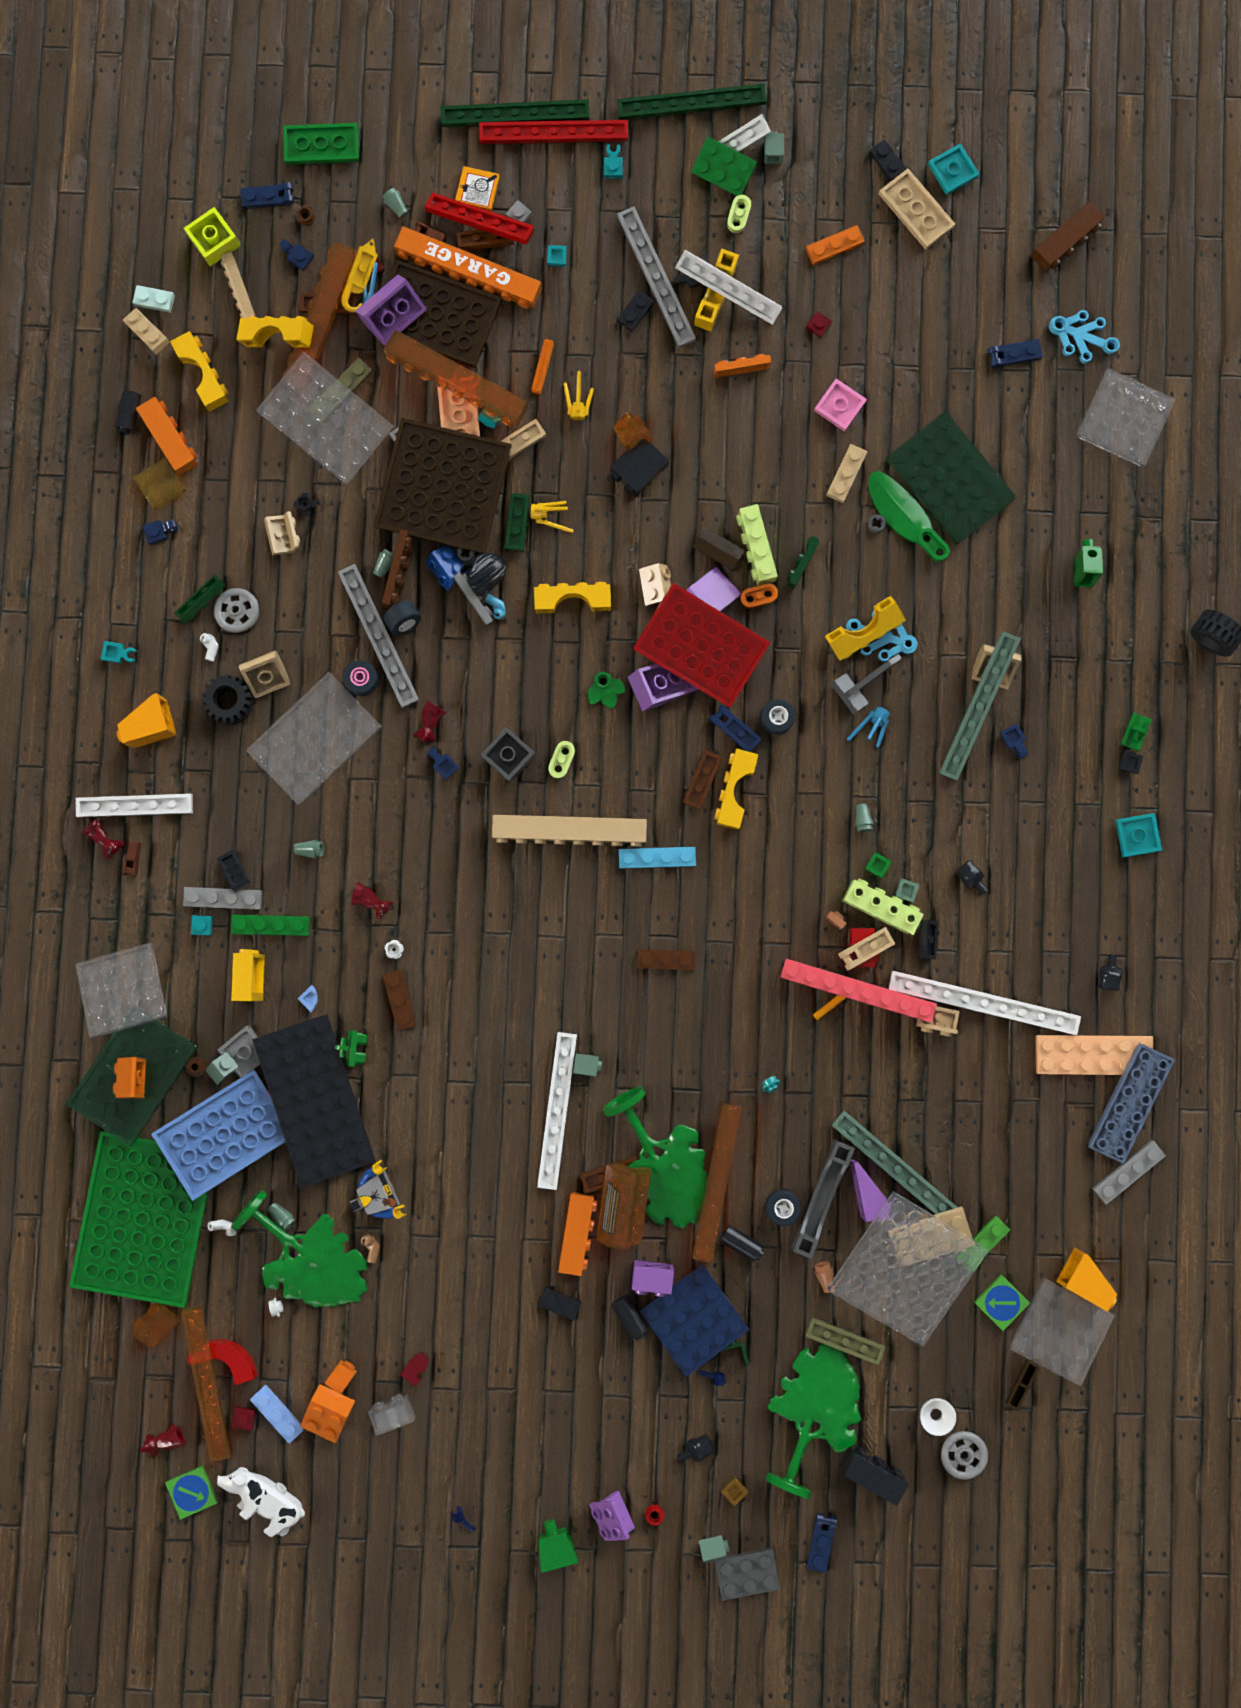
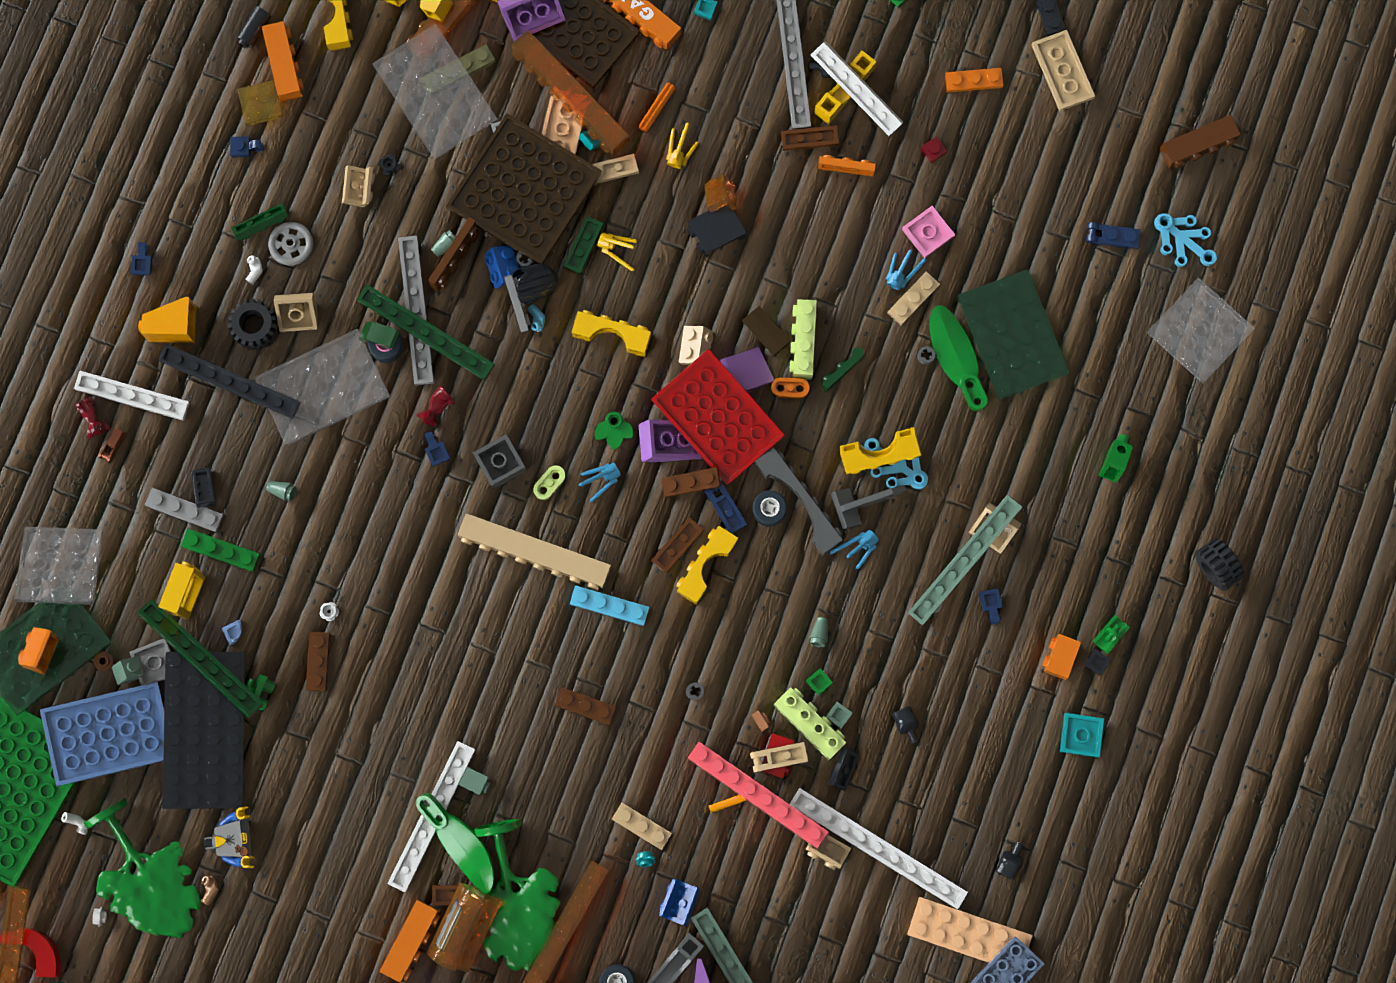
camera: 20 degrees right, 5 degrees down
(99, 675) = (141, 263): none -> dark blue plate
(115, 652) = (164, 246): teal plate -> none
(201, 925) = (155, 529): teal plate -> none
(223, 761) = (229, 381): none -> black plate
(281, 1216) = (135, 831): sand green cone -> none
(287, 1035) = (200, 658): none -> dark green plate
(352, 670) = (379, 334): none -> dark green slope
(366, 897) = (320, 553): dark red animal -> none
(395, 654) = (425, 332): none -> dark green plate
(402, 618) = (443, 300): black wheel -> none
(593, 1127) = (459, 843): none -> plant
(614, 732) = (609, 472): none -> dark azure plant
(635, 311) = (763, 82): black plate -> none
(695, 716) = (691, 482): none -> reddish brown plate
(698, 350) = (809, 138): none -> reddish brown plate
(739, 215) = (890, 23): yellowish green plate -> none
(756, 1054) = (641, 826): none -> tan plate
(764, 918) = (696, 685): none -> dark grey bush
(816, 1114) = (679, 902): none -> blue bracket
(824, 460) = (895, 280): none -> dark azure plant
(837, 724) = (773, 466): none -> dark grey arch
(953, 169) = (1110, 44): teal plate -> none
(1096, 768) = (1061, 656): none -> orange brick

